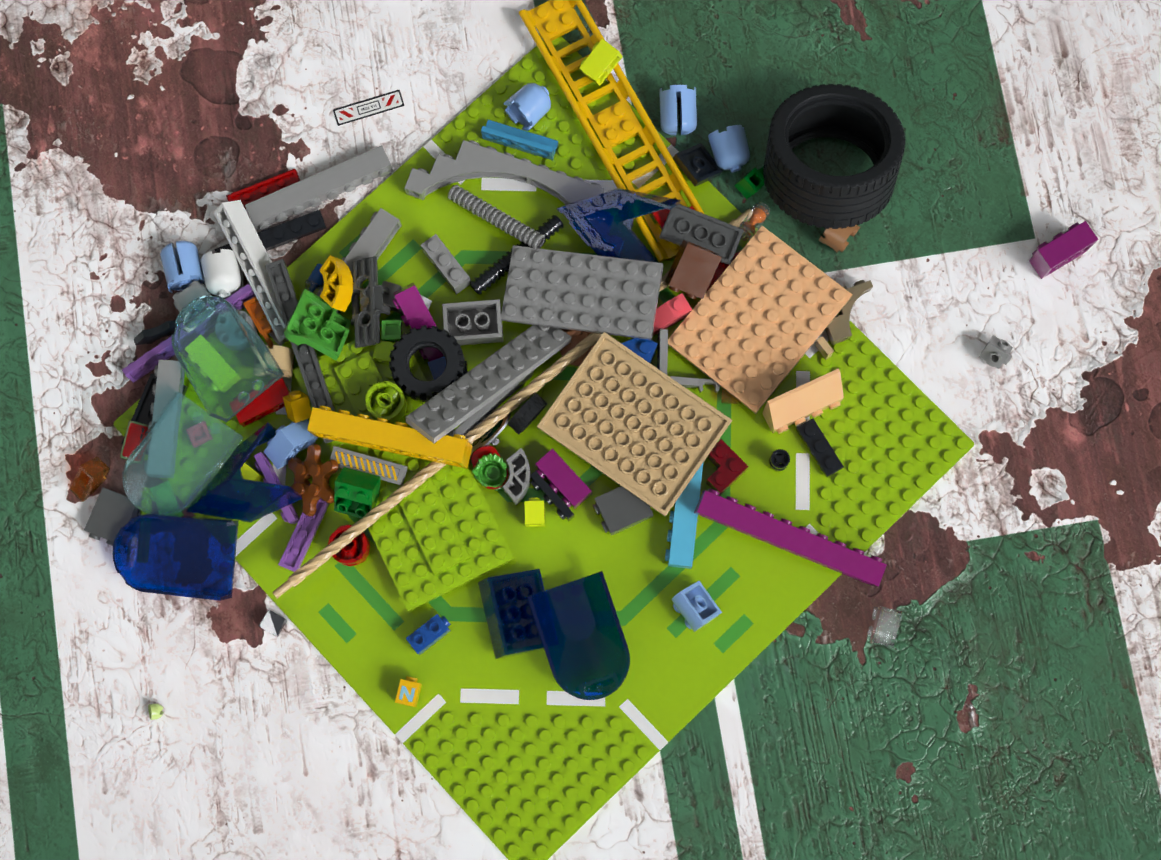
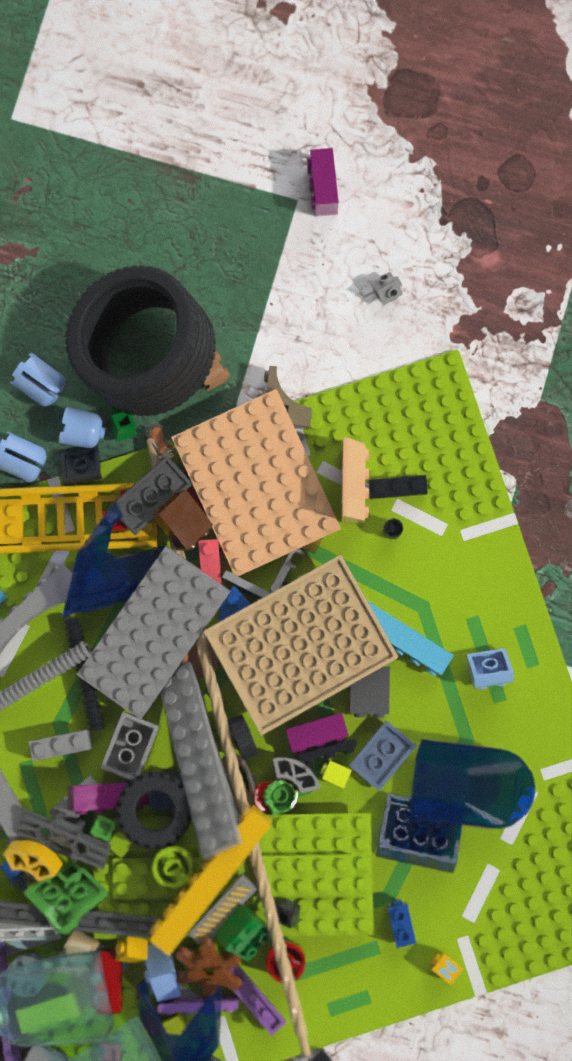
camera: 65 degrees left, 5 degrees up
(259, 319) = (14, 948): orange hinge -> none
(391, 523) = (288, 912): none -> black slope
(570, 547) = (382, 755): none -> sand blue plate
(729, 467) = (381, 578): dark red brick -> none
(753, 92) = (38, 380): none -> light blue cylinder
(789, 538) = (469, 555): magenta brick -> none
(824, 348) = (310, 437): tan tile -> none

